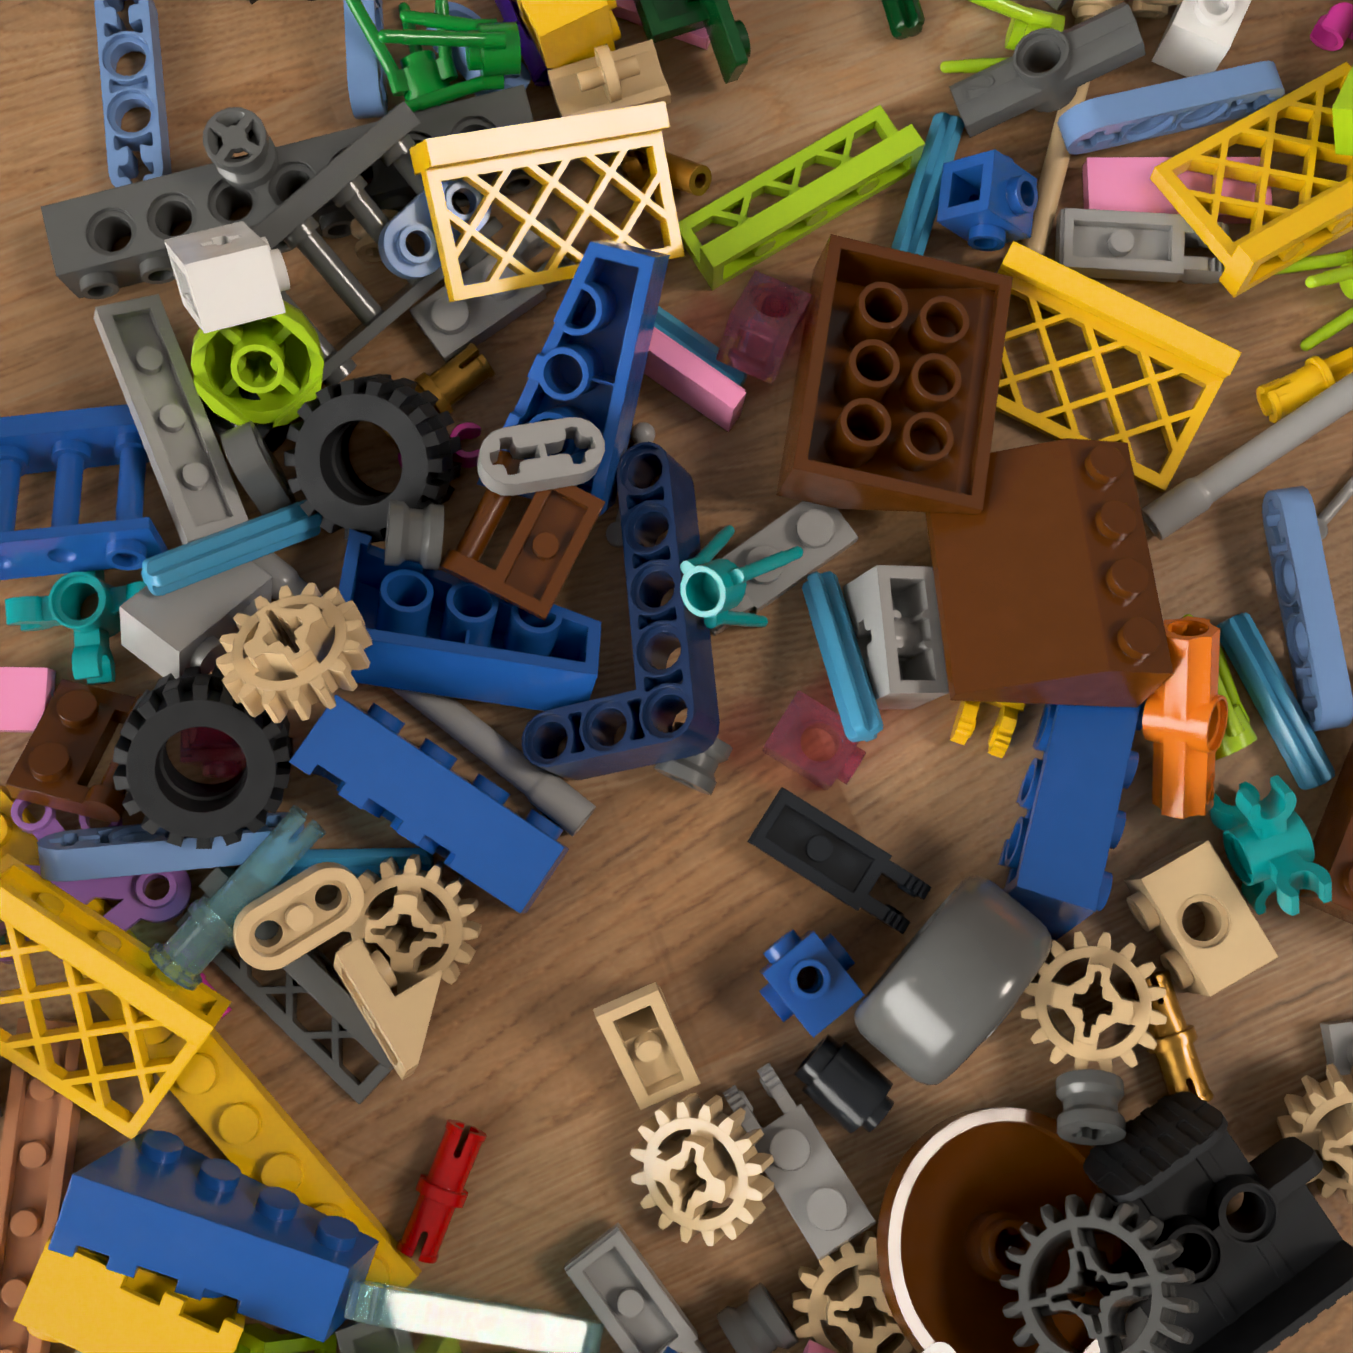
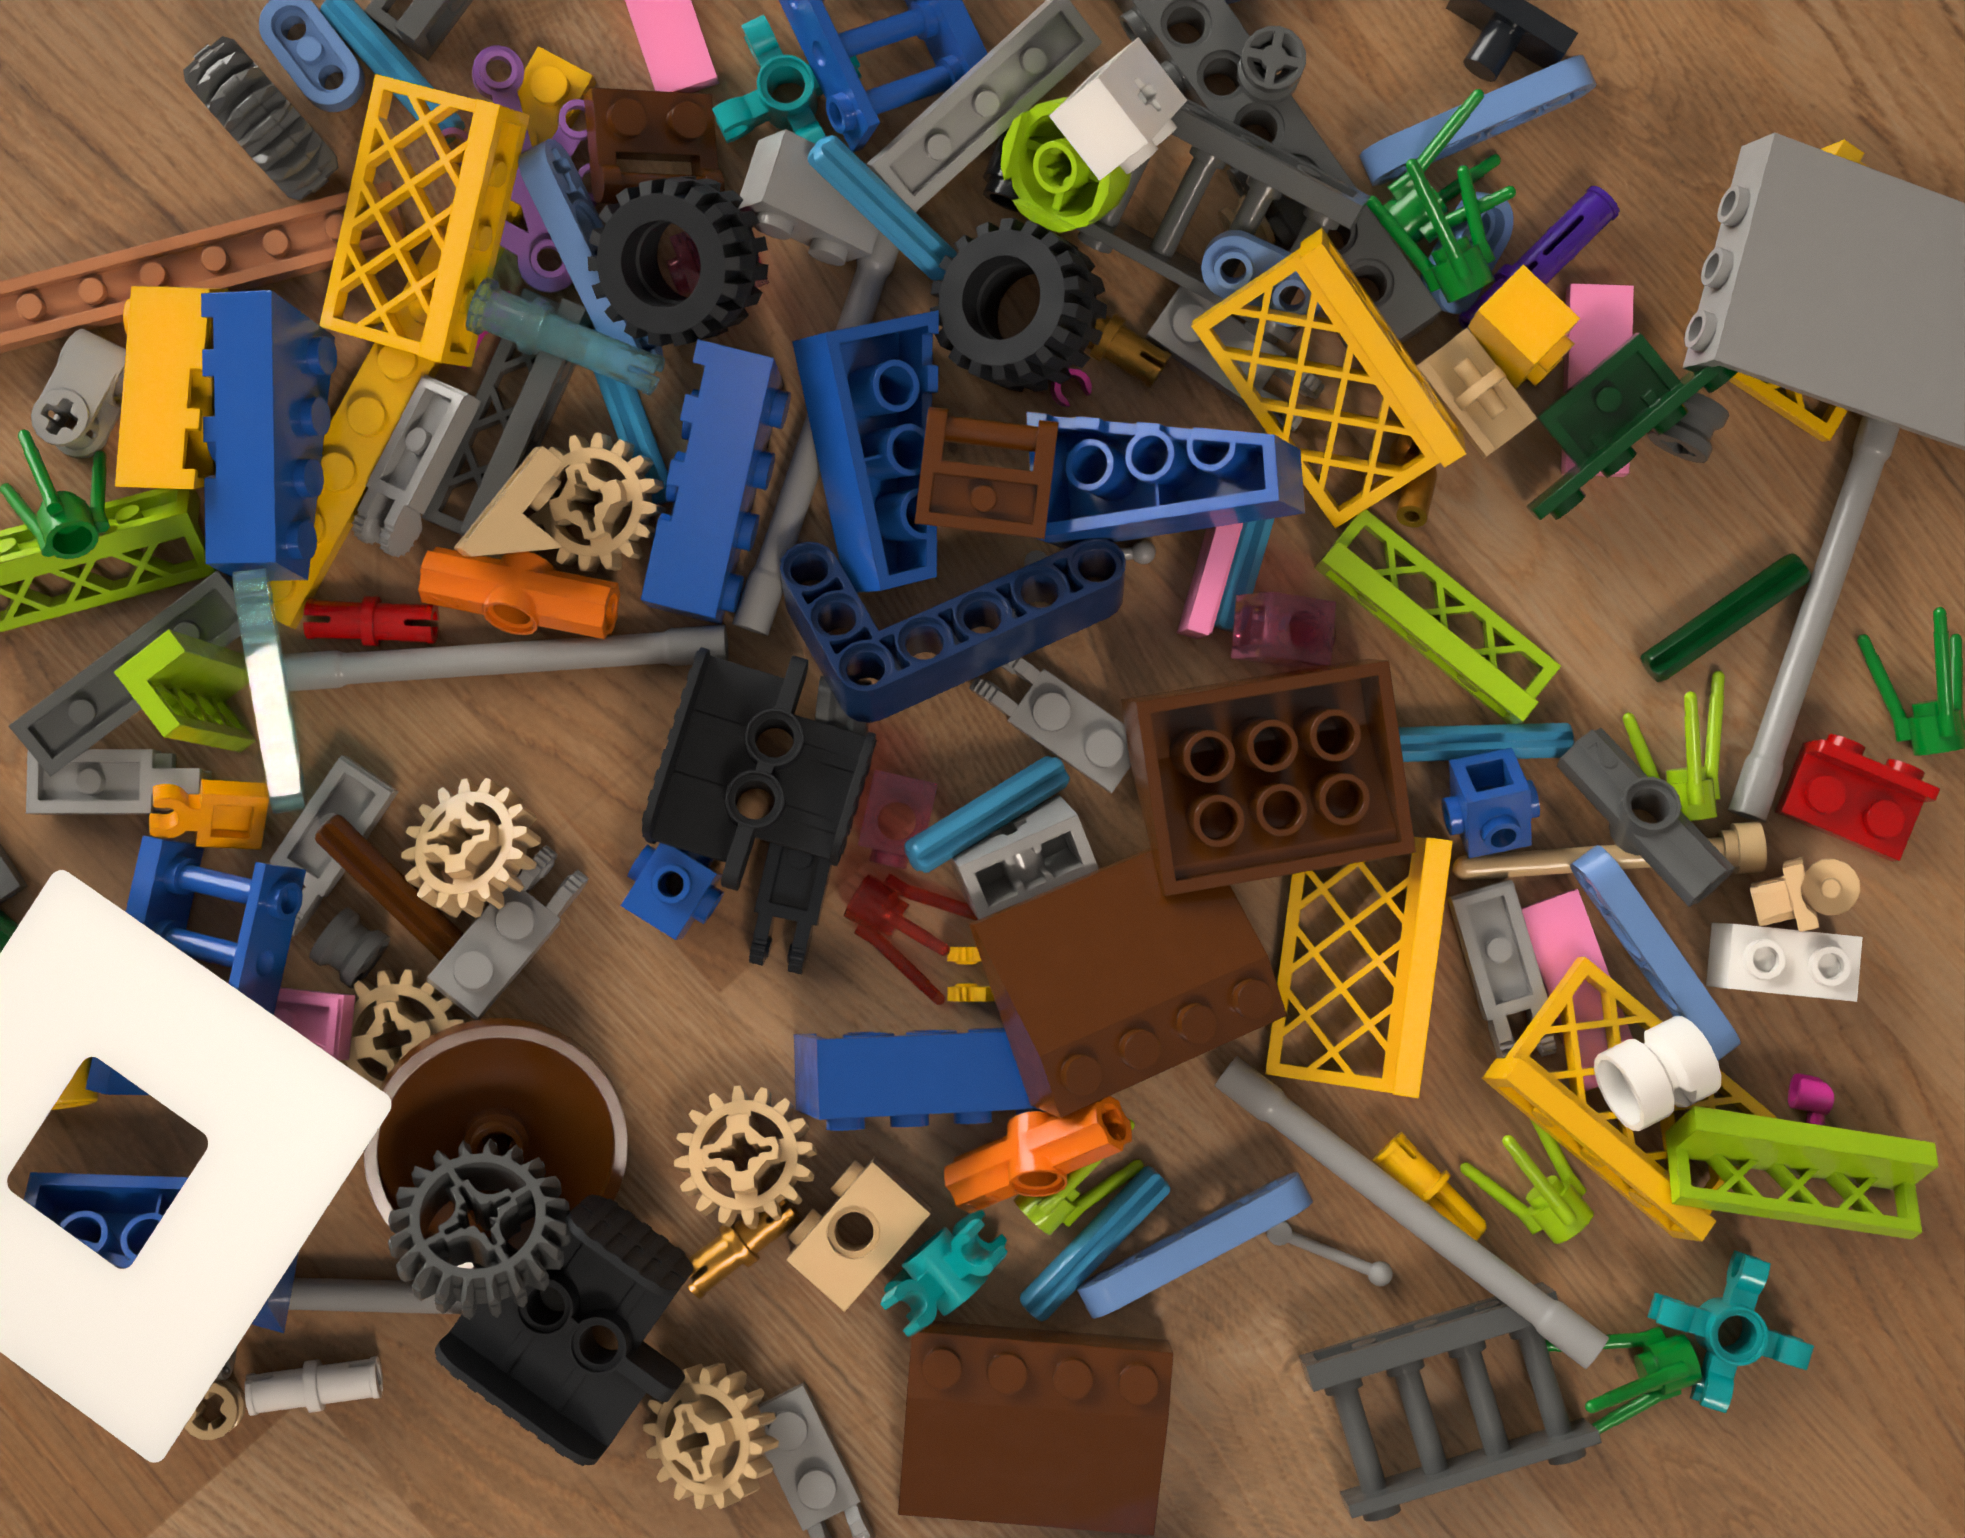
camera: 70 degrees right, 5 degrees up
(257, 468) = (968, 201): dark grey beam -> none
(271, 677) = (769, 284): tan gear -> none
(300, 919) = (564, 403): tan plate -> none
(305, 1093) = (413, 465): none -> light grey hinge
(414, 534) = (949, 373): dark grey wheel -> none
(468, 1032) = (519, 592): none -> orange piece
(477, 1241) = (338, 669): none -> light grey piece
(538, 441) = (1074, 454): light grey beam -> none
(647, 1045) = (563, 759): tan slope -> none
(698, 890) = (716, 760): none -> black piece
(711, 1267) = (387, 885): none -> reddish brown axle
(719, 585) = (1001, 671): teal plant -> none
(845, 1085) = (591, 954): black brick -> none
(895, 789) = (879, 909): none -> clear red plant
(954, 981) = (715, 1013): dark grey wheel -> none
(1090, 1107) = (647, 1182): dark grey wheel -> none
(1289, 131) = (1651, 1077): none -> white wheel

